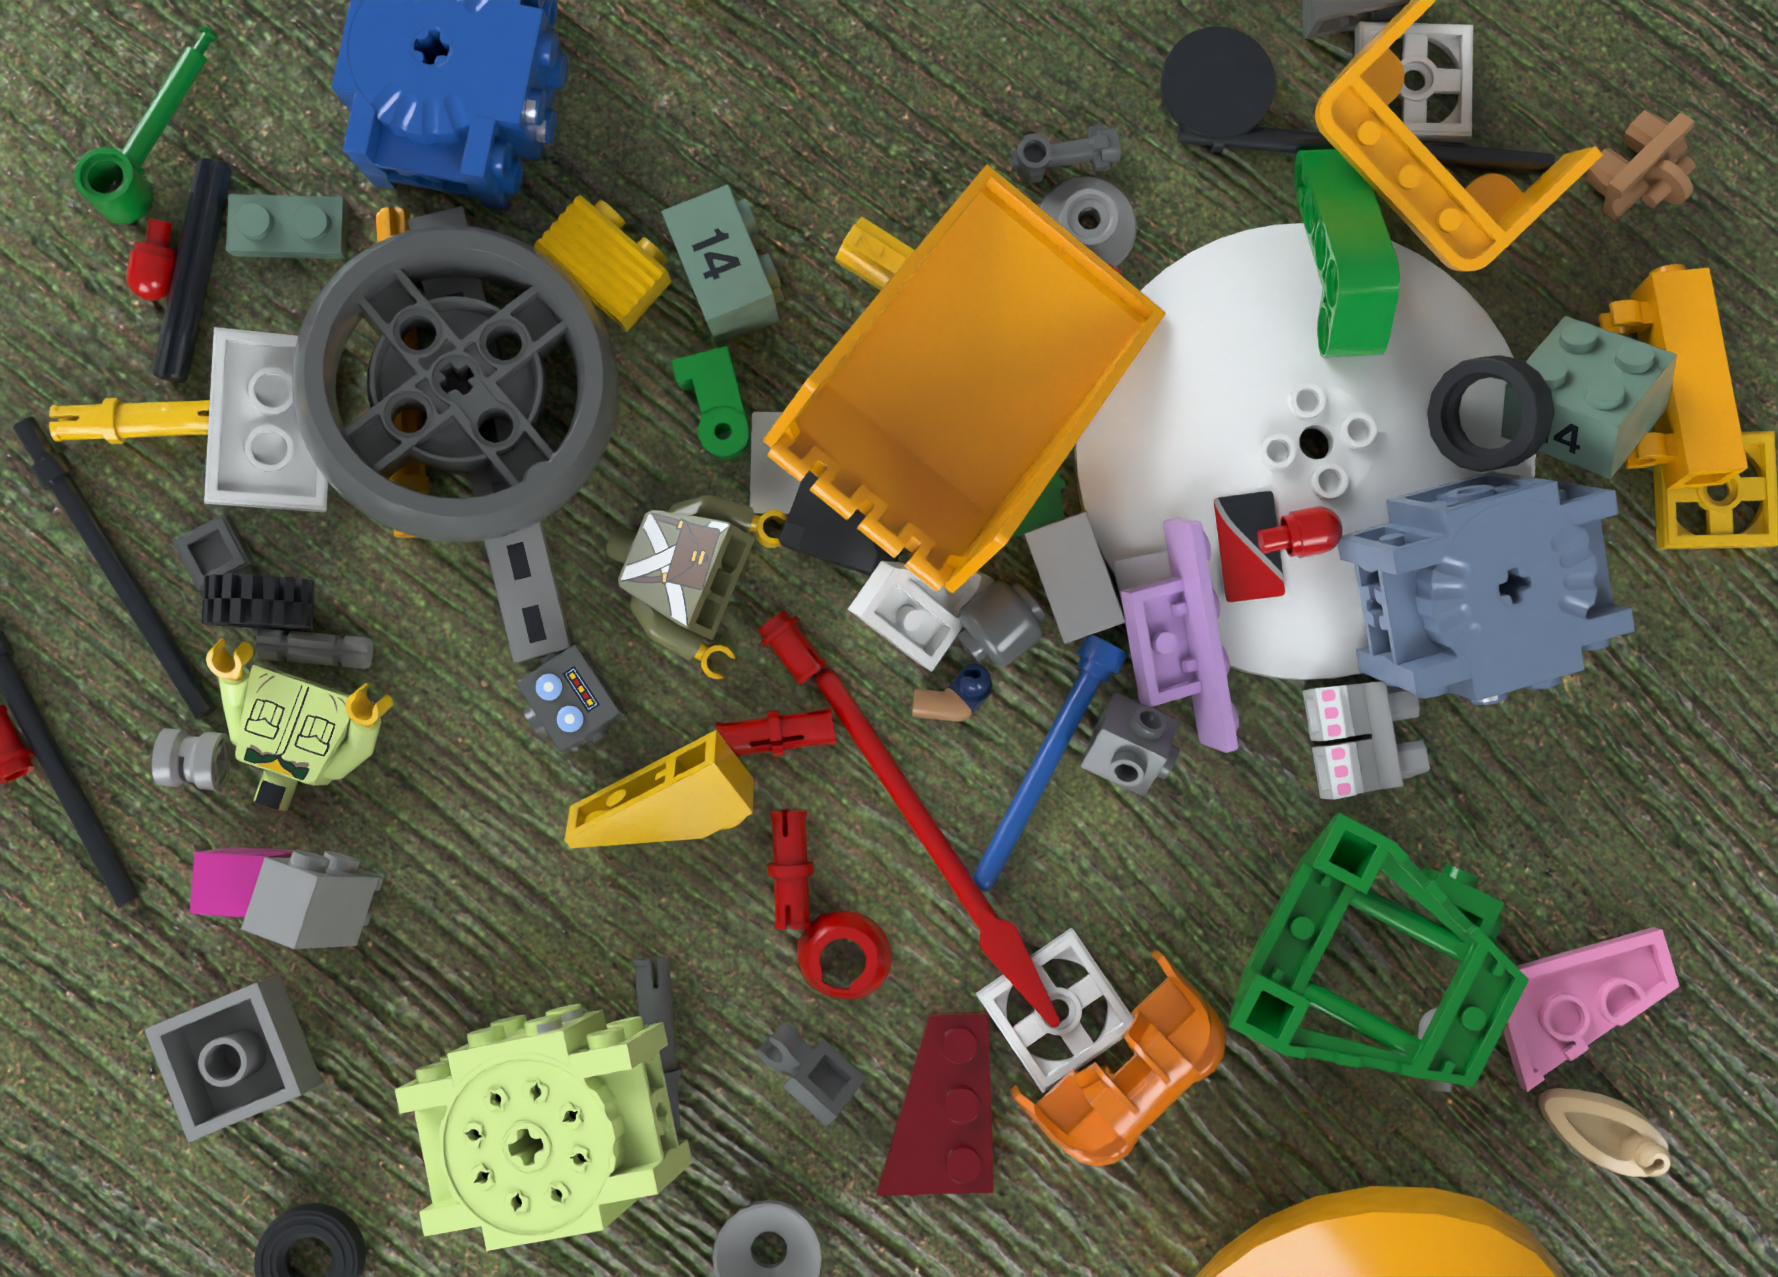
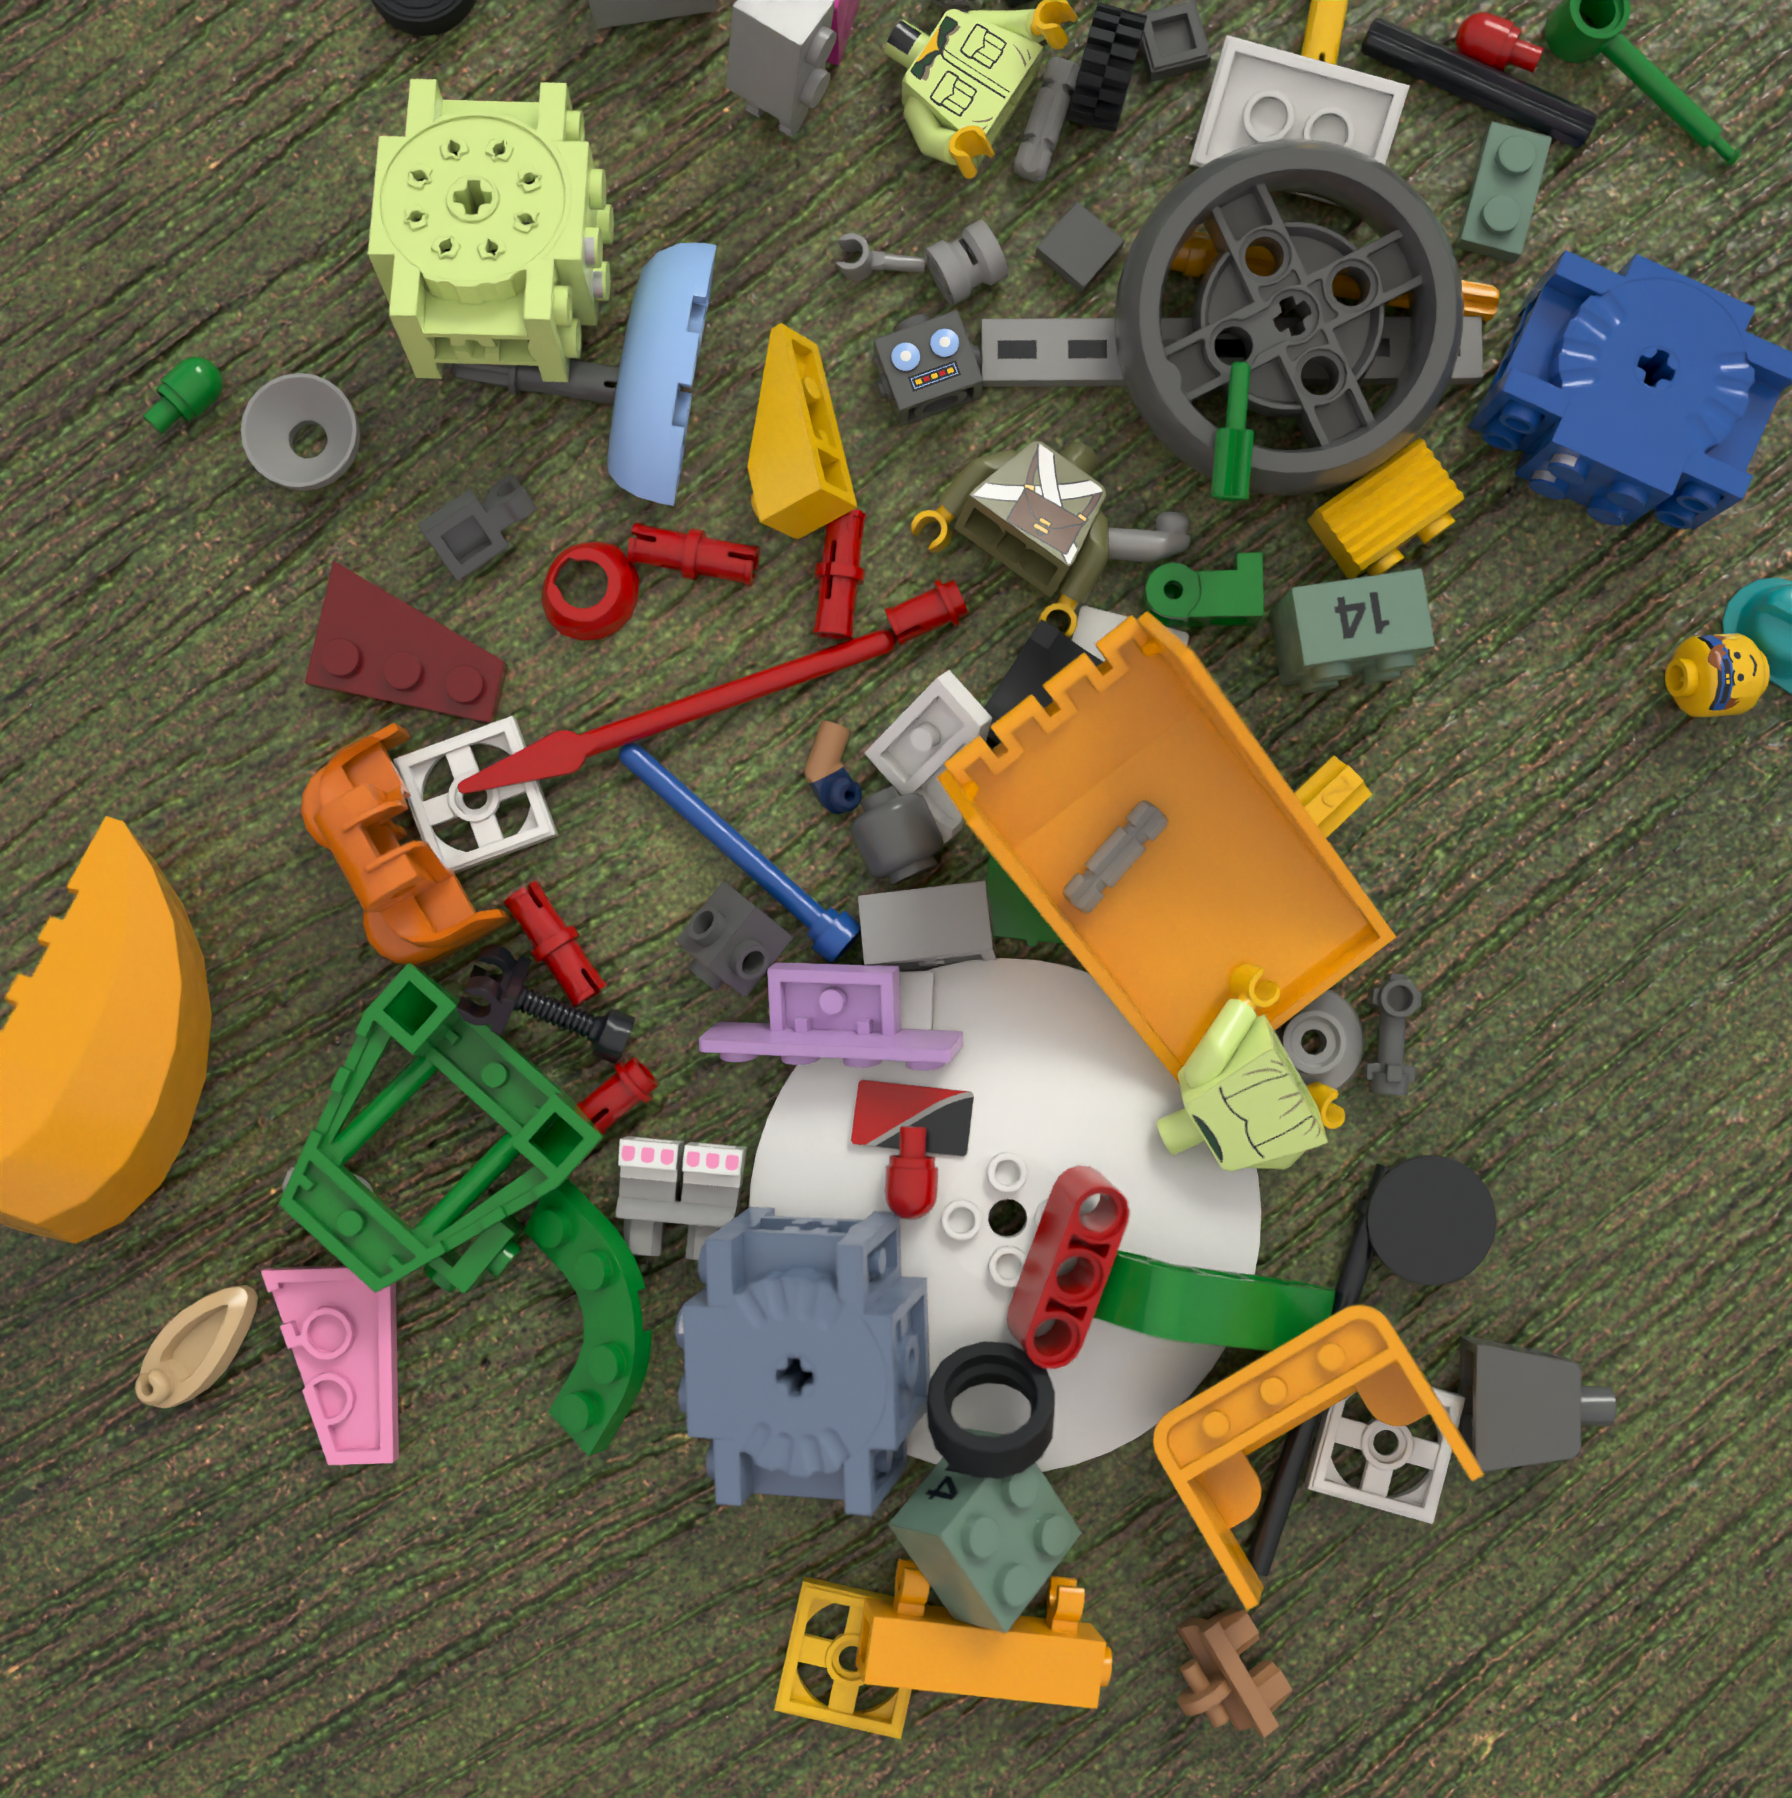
camera: 105 degrees right, 0 degrees up
(426, 591) = (1079, 247): none -> dark grey tile
(465, 688) = (966, 262): none -> light grey wheel
(480, 771) = (874, 260): none -> light grey hand
(588, 400) = (1234, 442): none -> green axle
(632, 941) = (655, 362): none -> light blue brick
(685, 462) = (1151, 545): none -> light grey arm
(977, 423) = (1115, 856): none -> light grey axle
(1153, 261) = (1246, 1091): none -> yellowish green torso
(1171, 903) = (555, 944): none -> red pin
(1238, 836) = (508, 994): none -> black bar
(1289, 813) = (619, 1094): none -> red pin
(1350, 376) = (1075, 1295): none -> red beam
(1462, 777) = (607, 1287): none -> green plate

